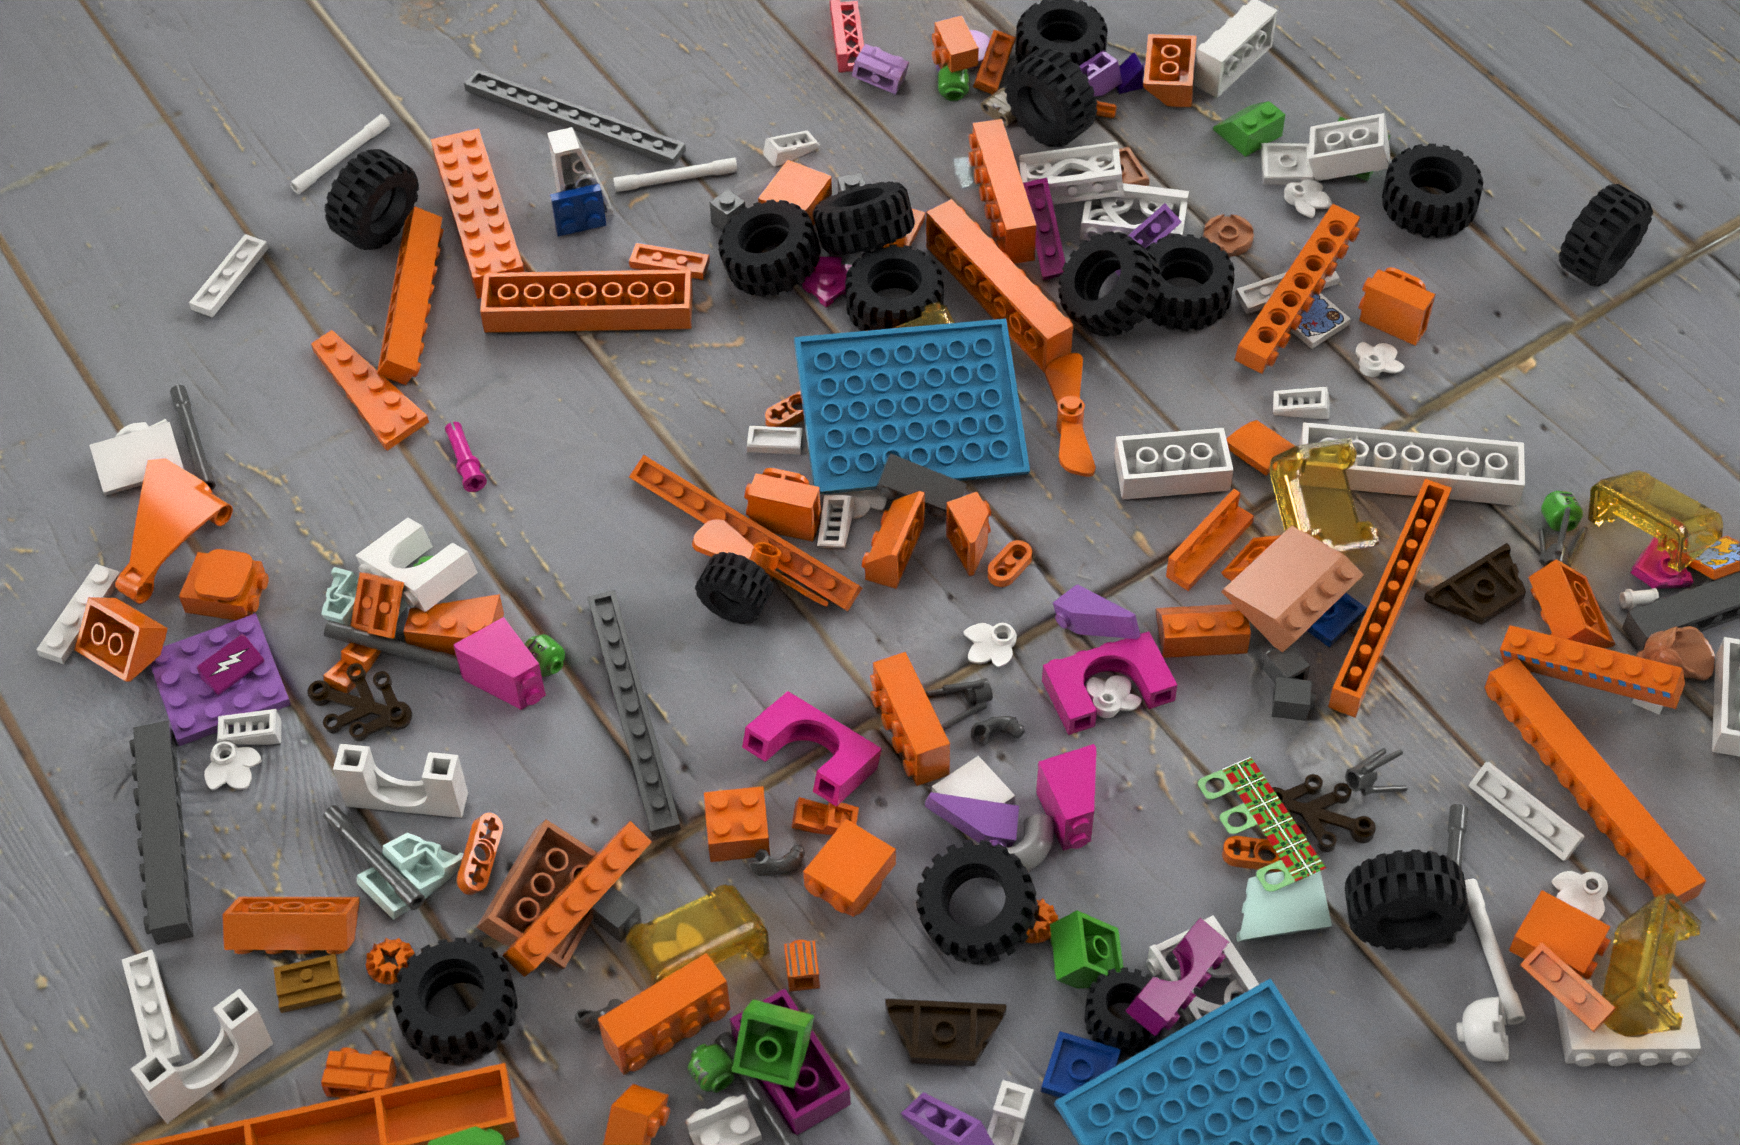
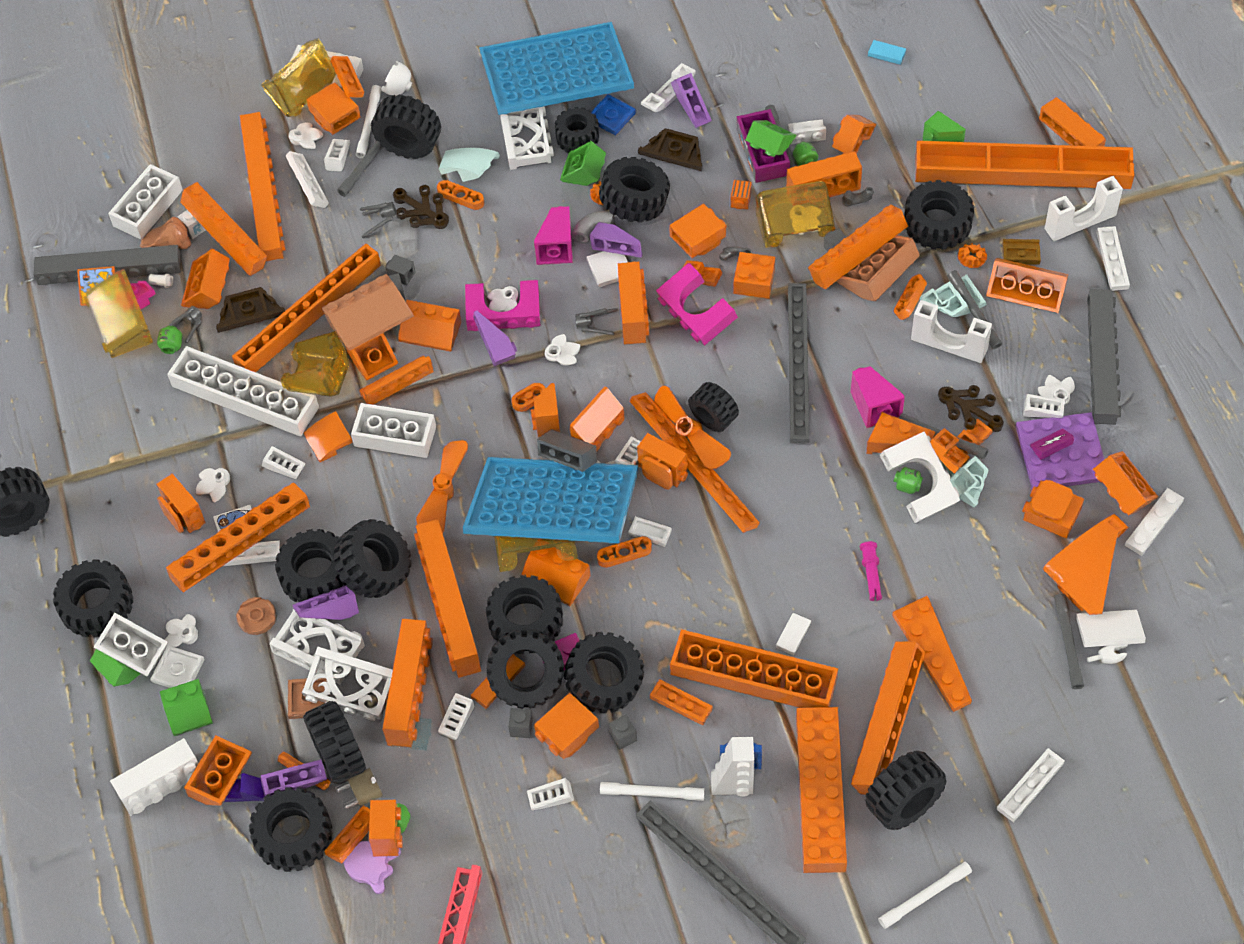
camera: 160 degrees left, 5 degrees up
(356, 1073) = (997, 196): orange brick -> none
(547, 653) = (846, 405): bright green head -> none
(551, 366) = (793, 634): none -> white tile
(880, 69) = (449, 848): lavender brick -> none
(932, 194) = (454, 706): none -> white slope
(1006, 724) = (587, 299): dark grey piece -> none
(1047, 234) = (388, 643): magenta plate -> none
(1160, 999) = (559, 109): magenta arch -> none
(1266, 809) = (449, 204): piece -> none
(1512, 854) = (336, 156): none -> white slope

